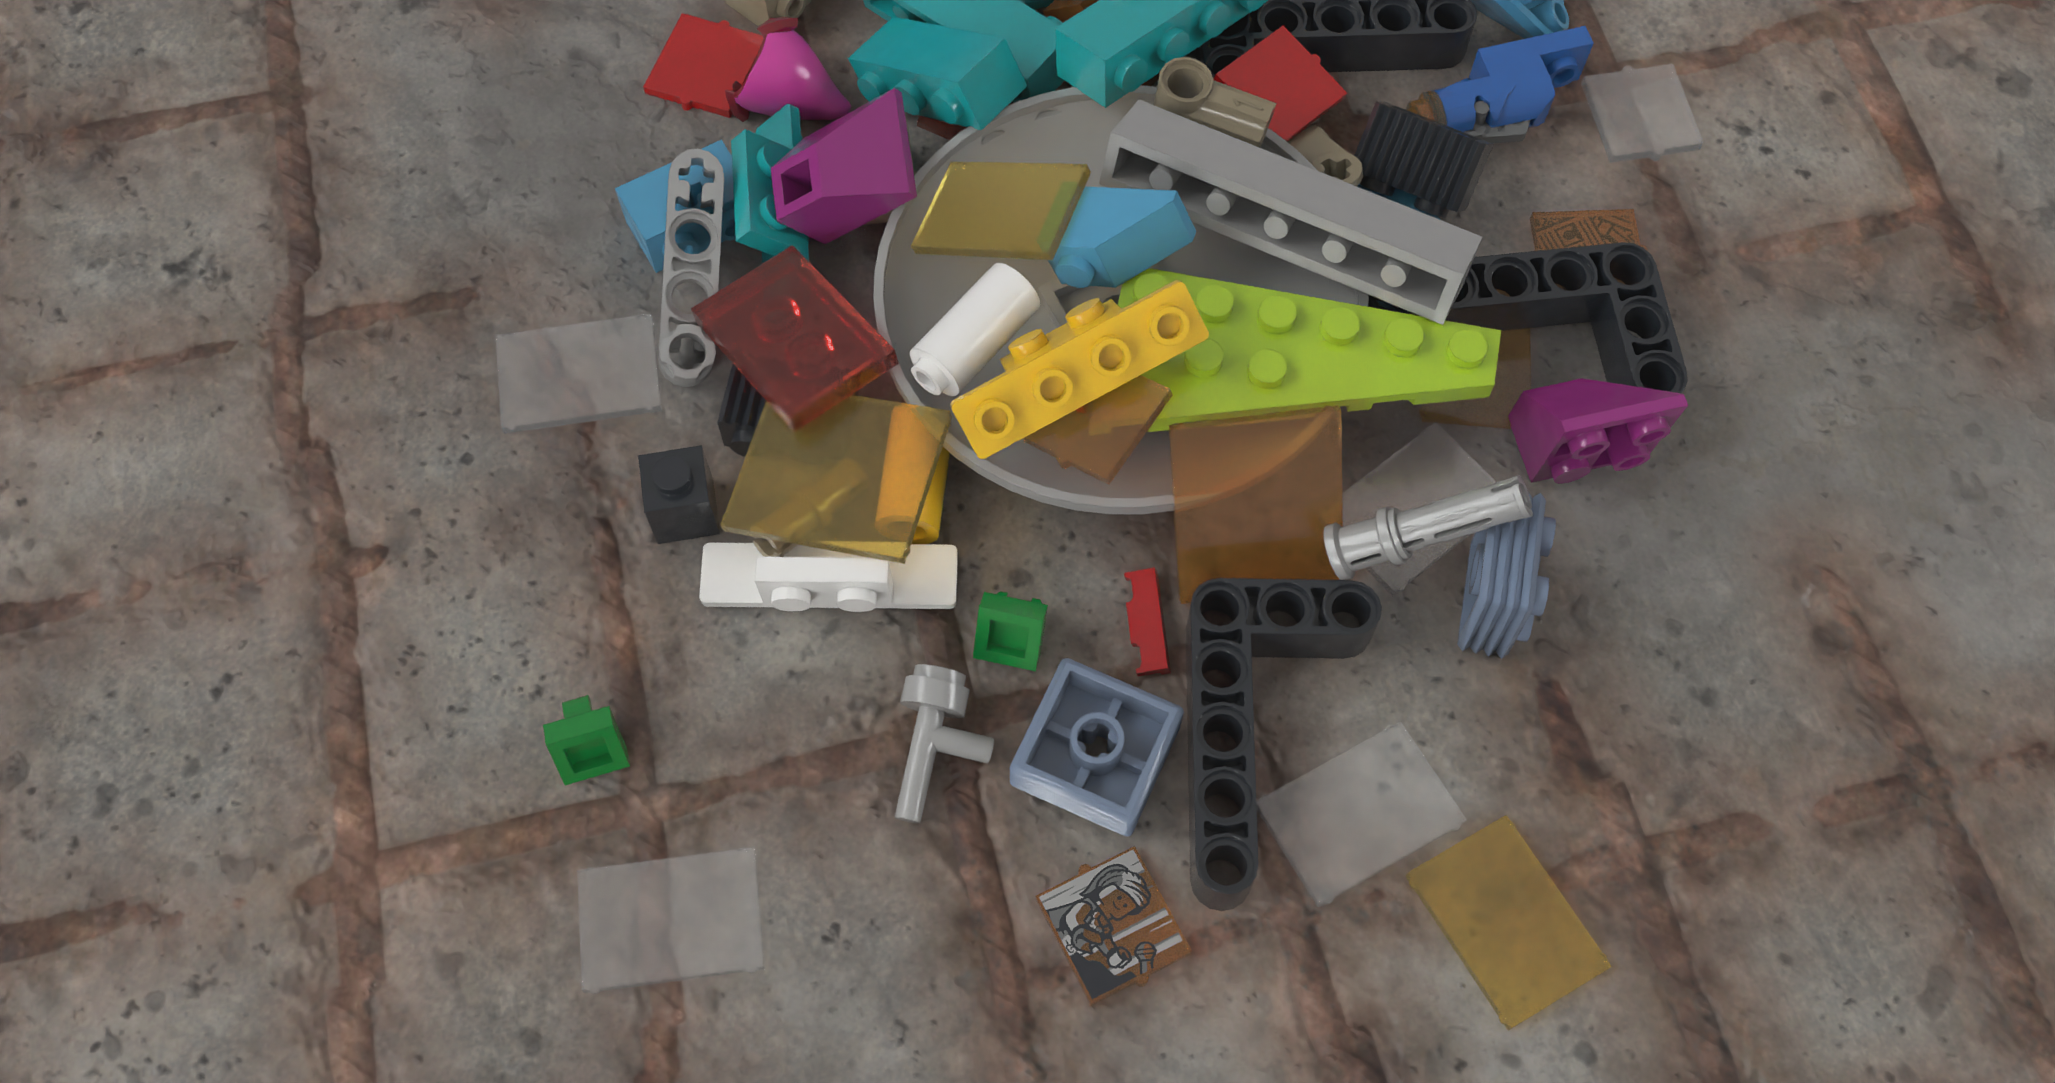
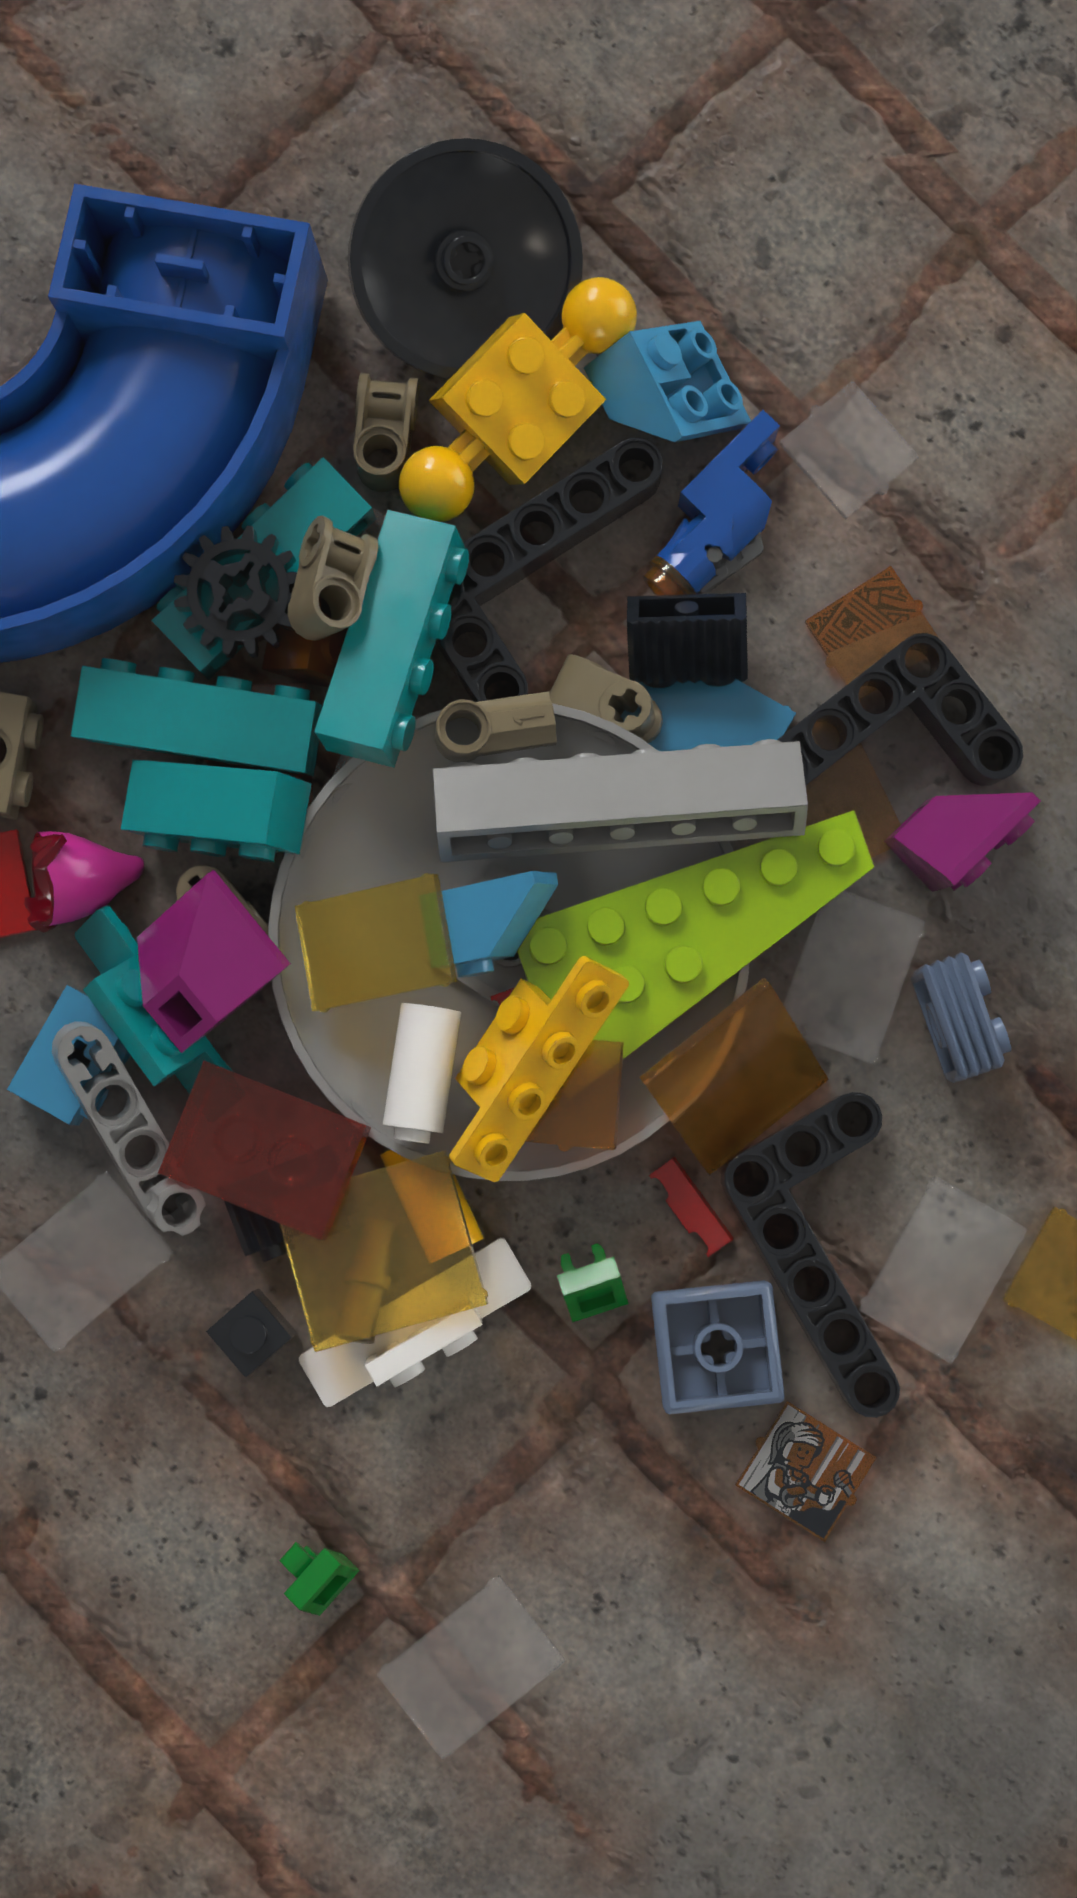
camera: 30 degrees left, 20 degrees up
(935, 695) = (566, 1378): light grey piece -> none
(1286, 75) = (527, 639): red piece -> none
(1397, 534) = (863, 1045): light grey pin -> none

